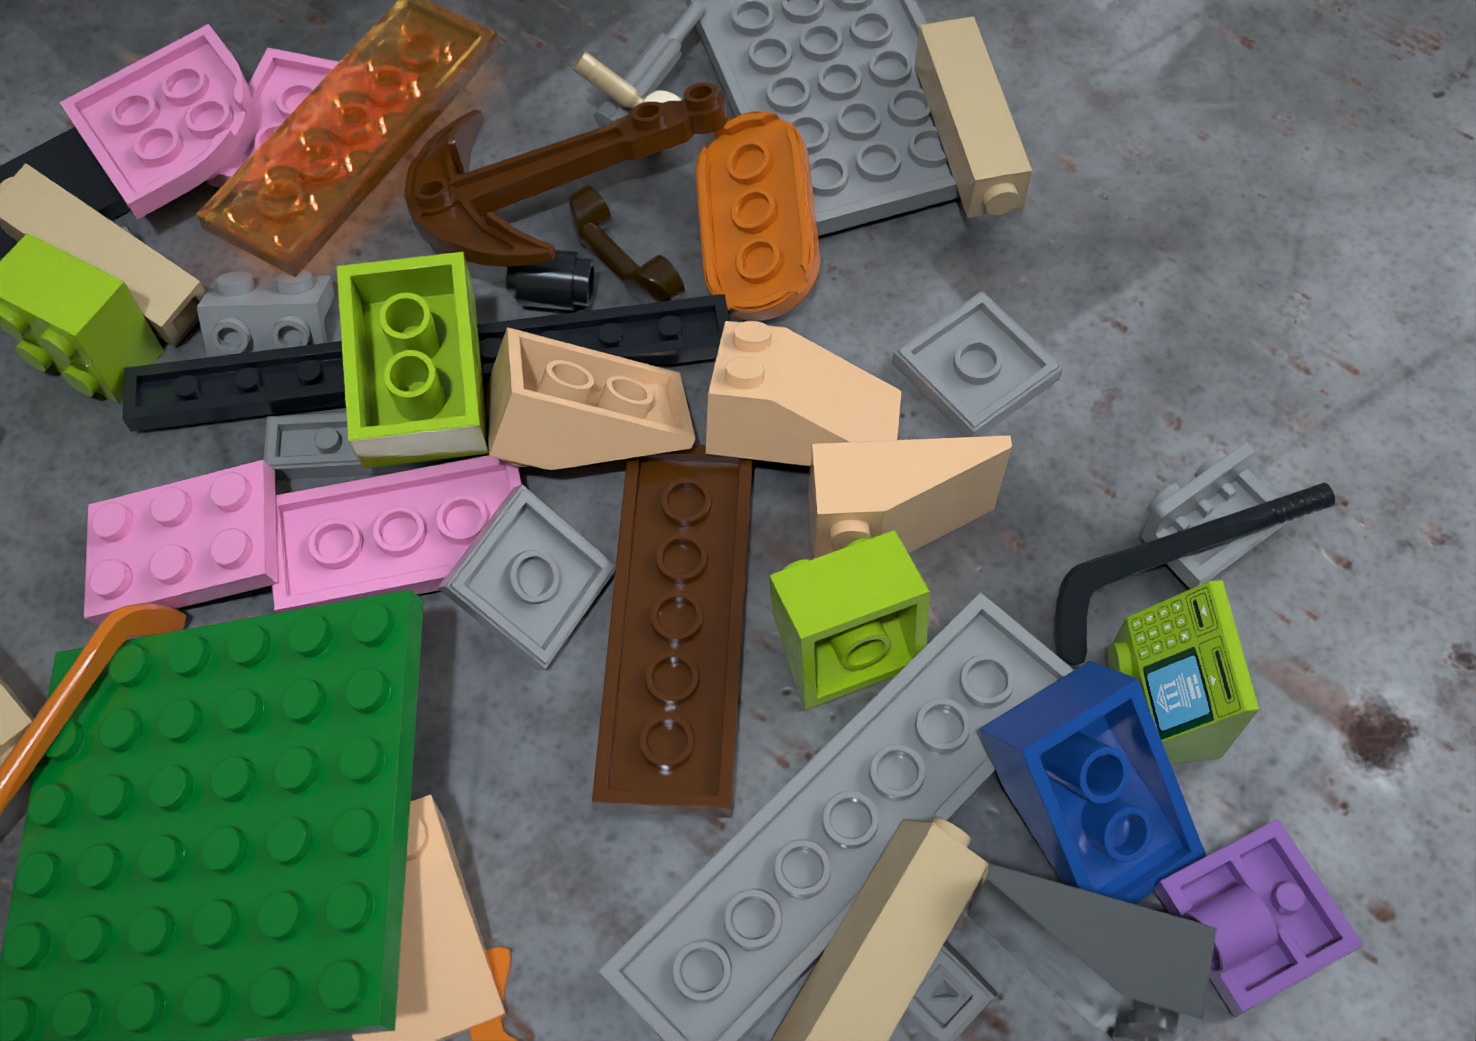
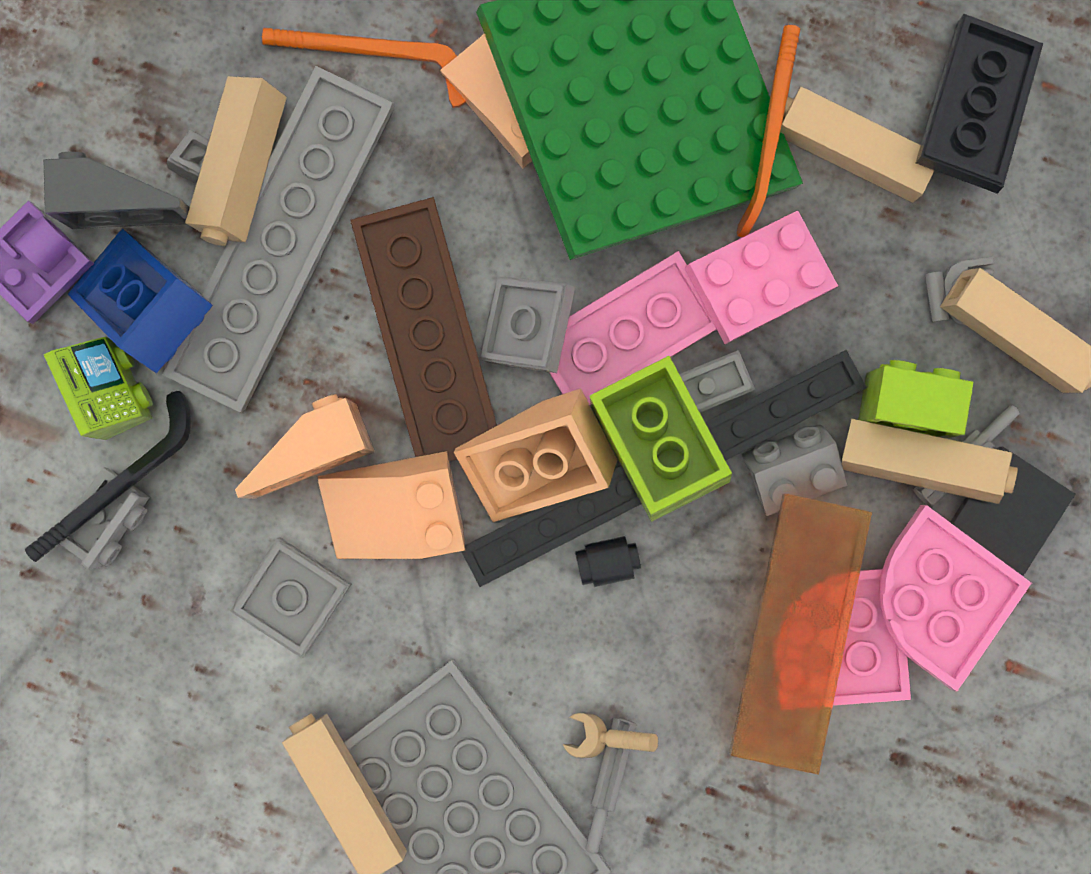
camera: 160 degrees right, 25 degrees up
(450, 205) = (657, 636): reddish brown piece -> none
(651, 282) = (539, 586): dark brown bar -> none
(757, 216) = (480, 665): orange tile -> none
(850, 617) = (313, 359): lime slope -> none

